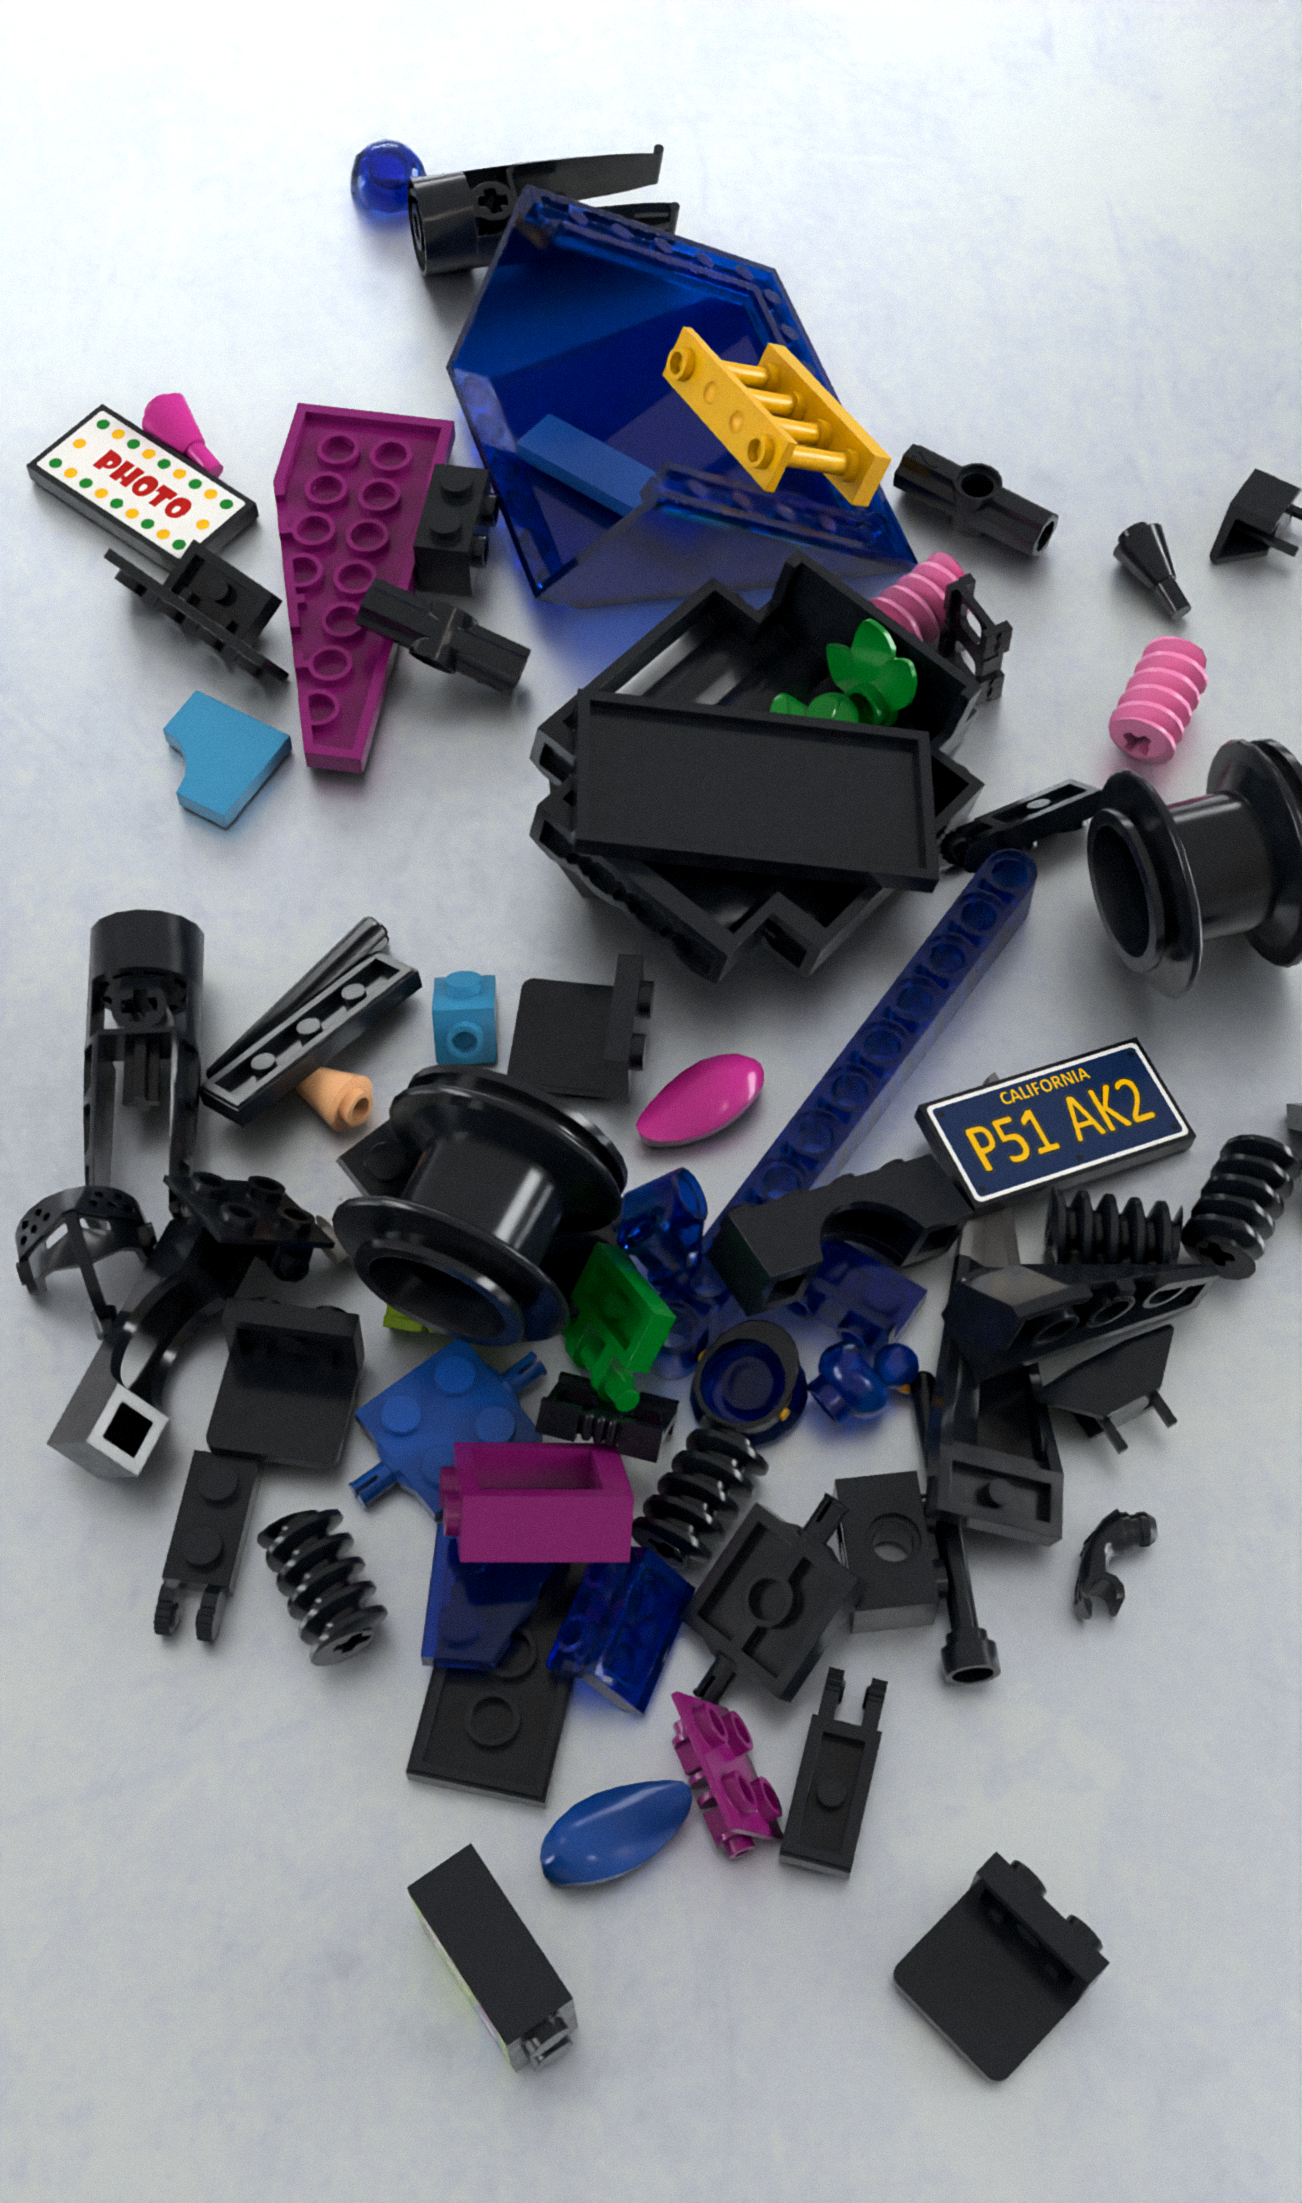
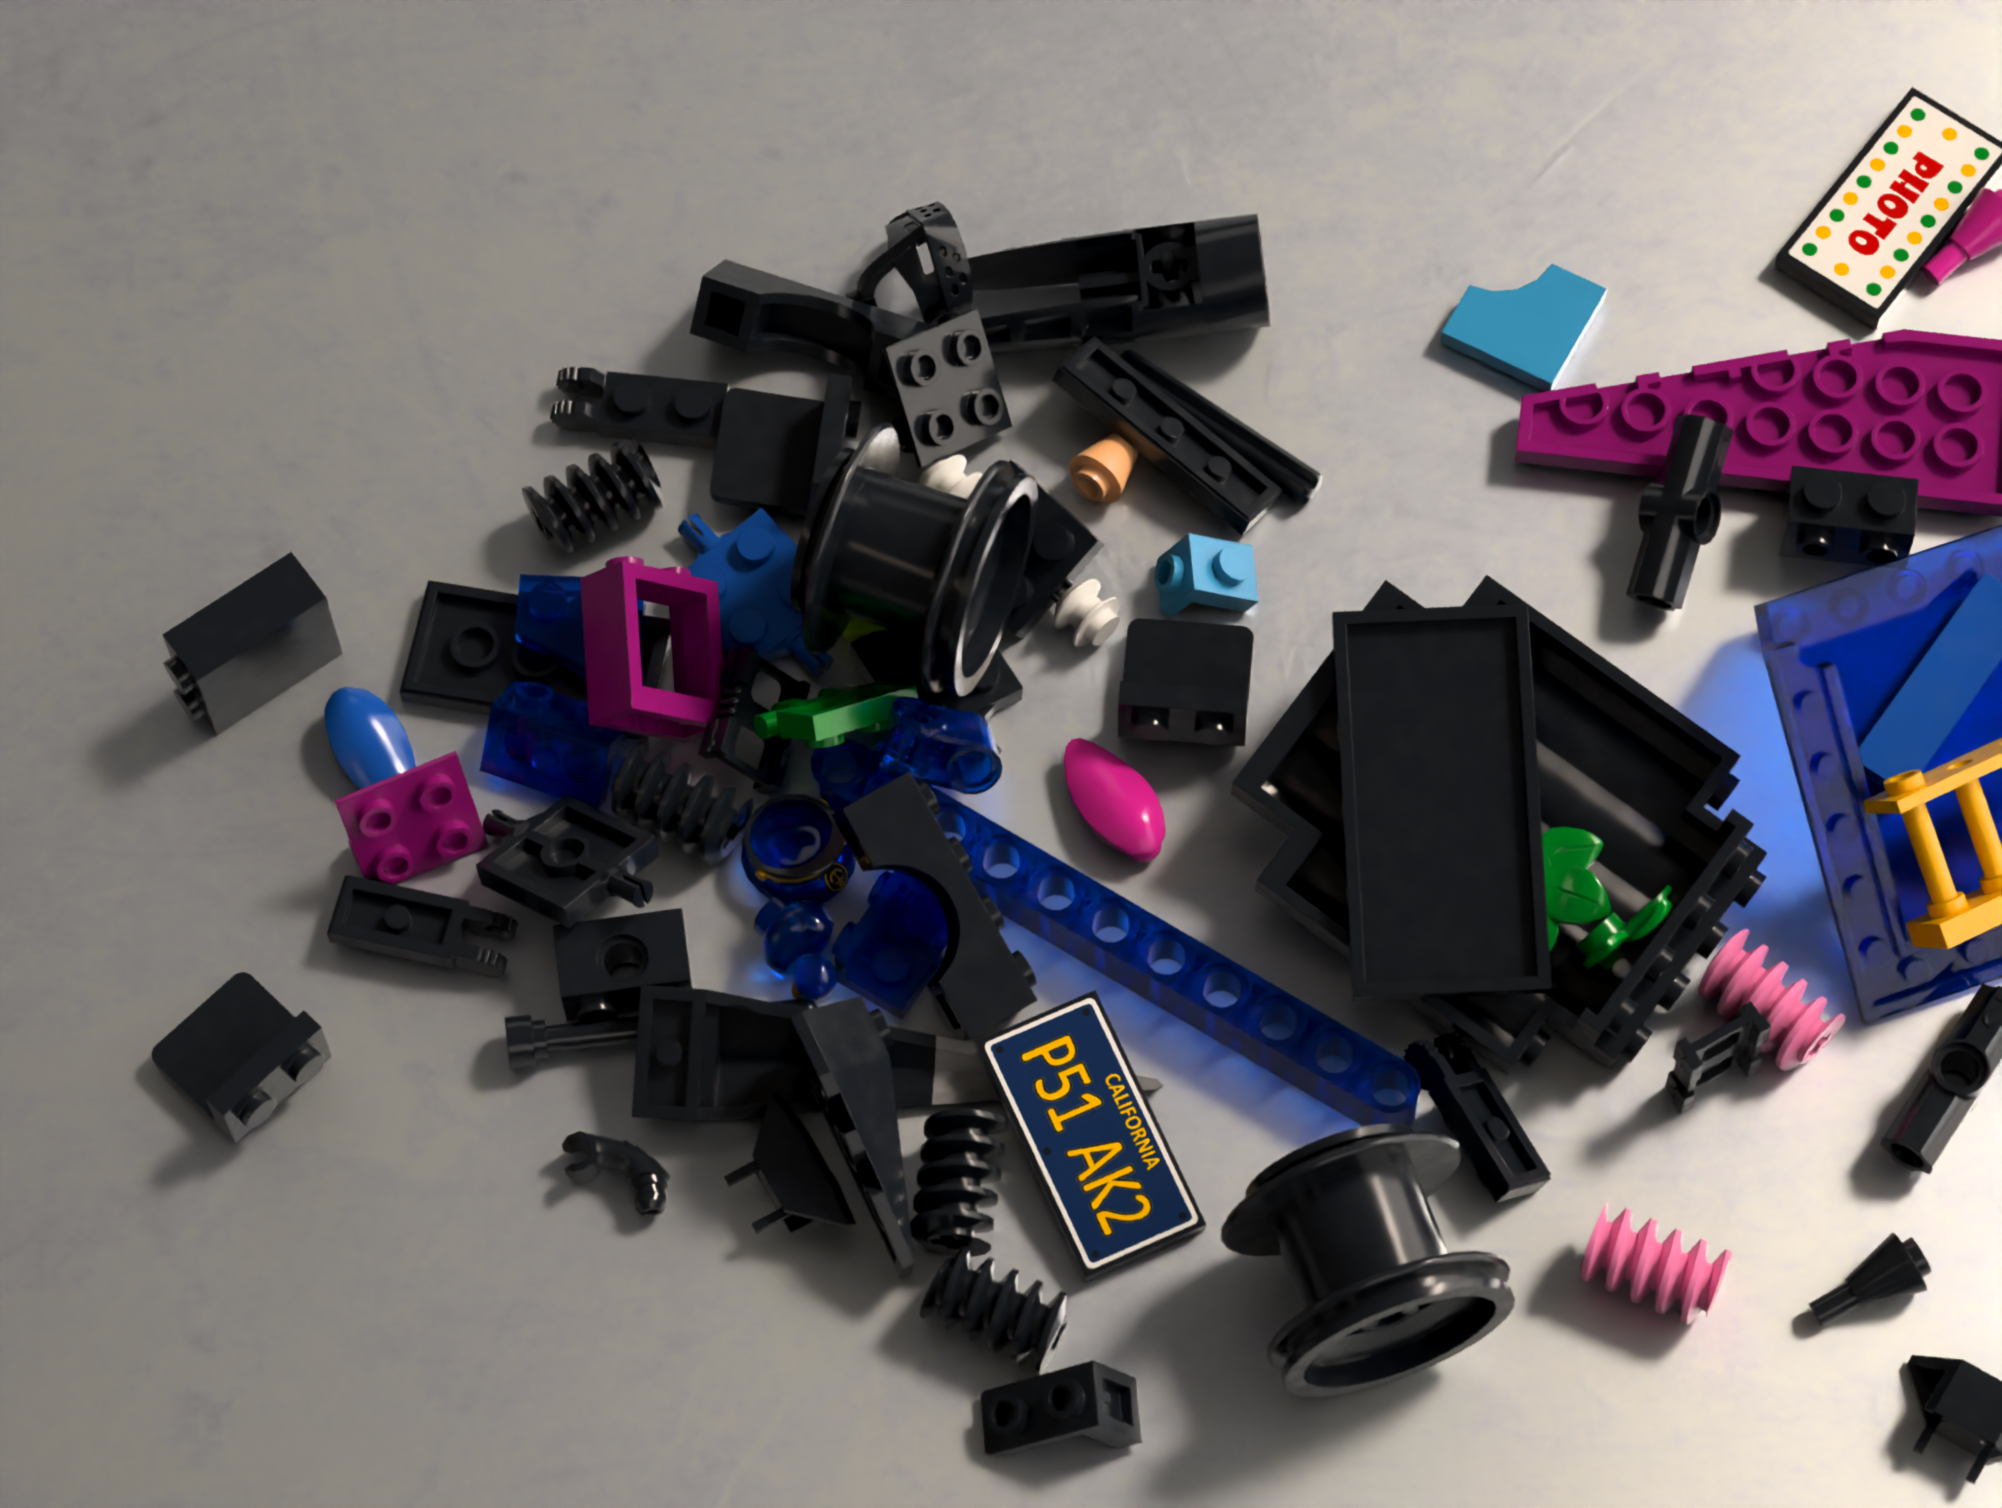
camera: 90 degrees right, 5 degrees up
(215, 596) = (1722, 286): black bracket -> none

